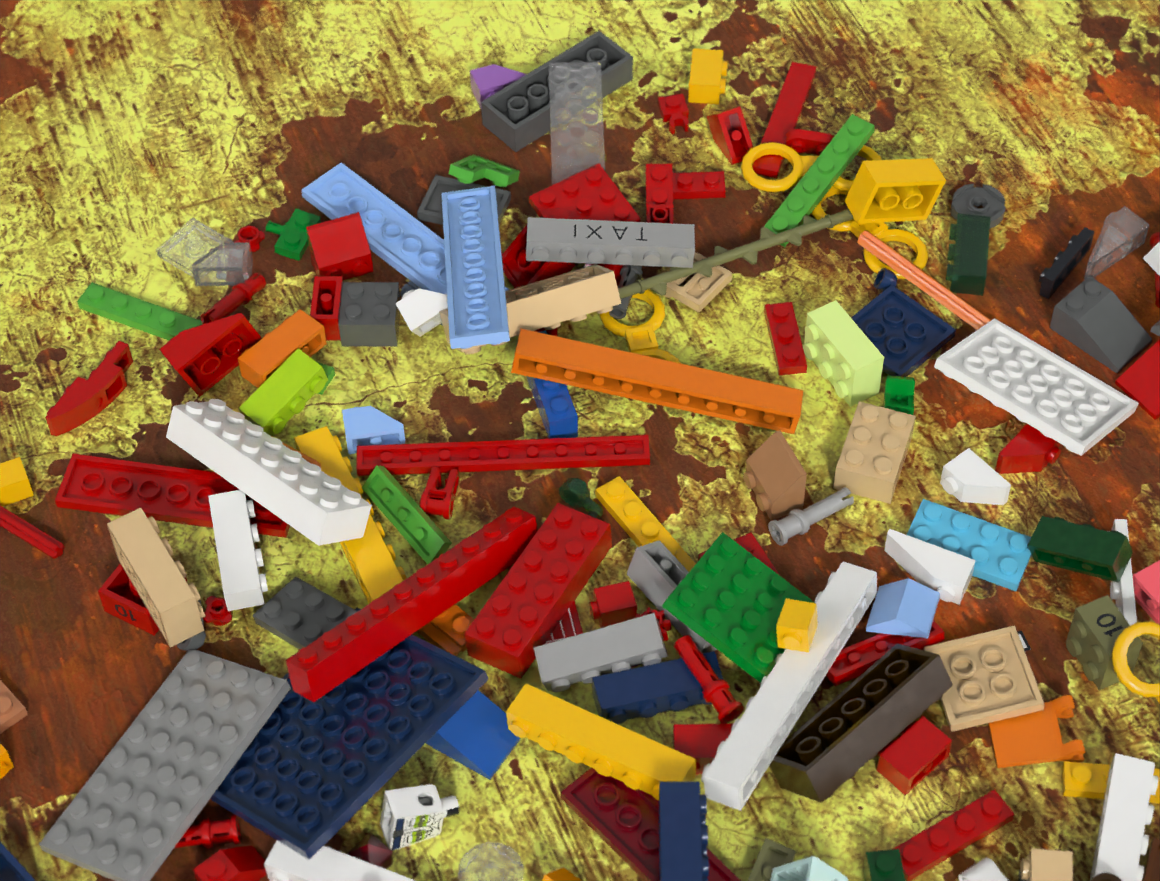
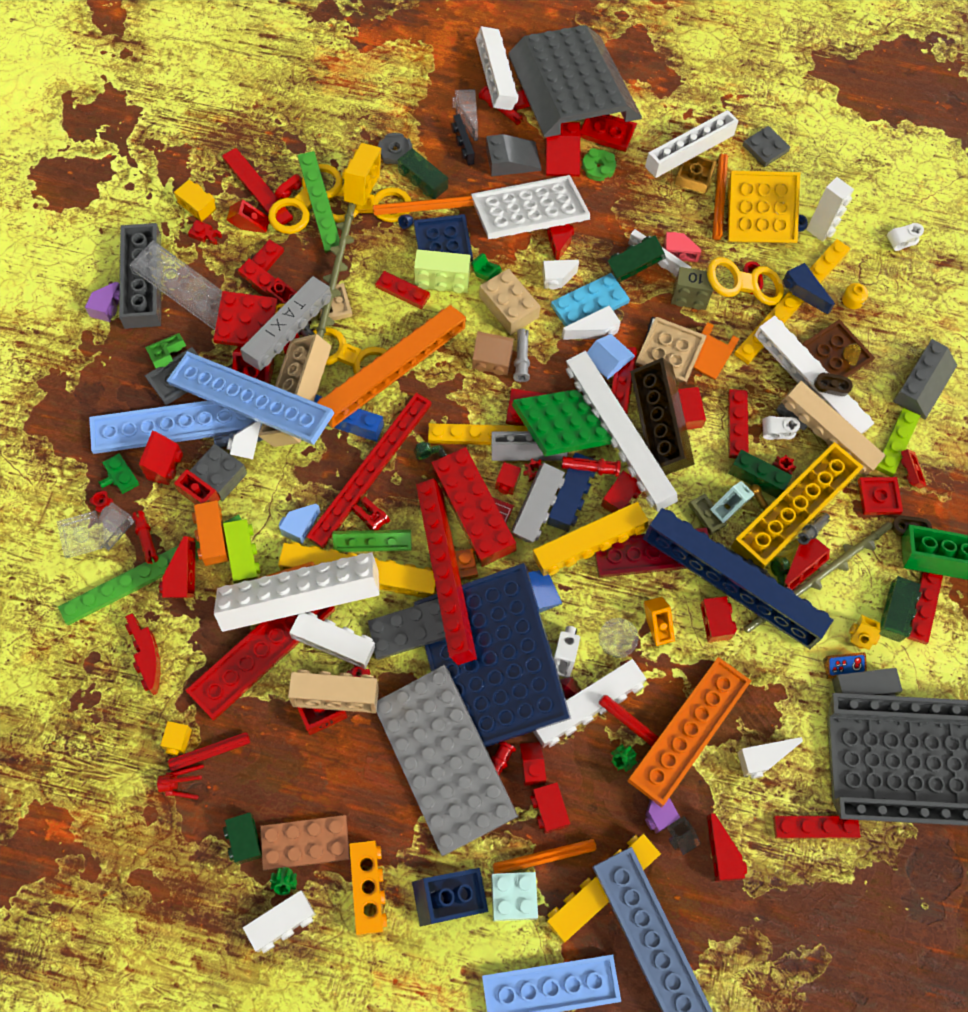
camera: 60 degrees left, 15 degrees up
(797, 625) = (598, 405): yellow brick -> none

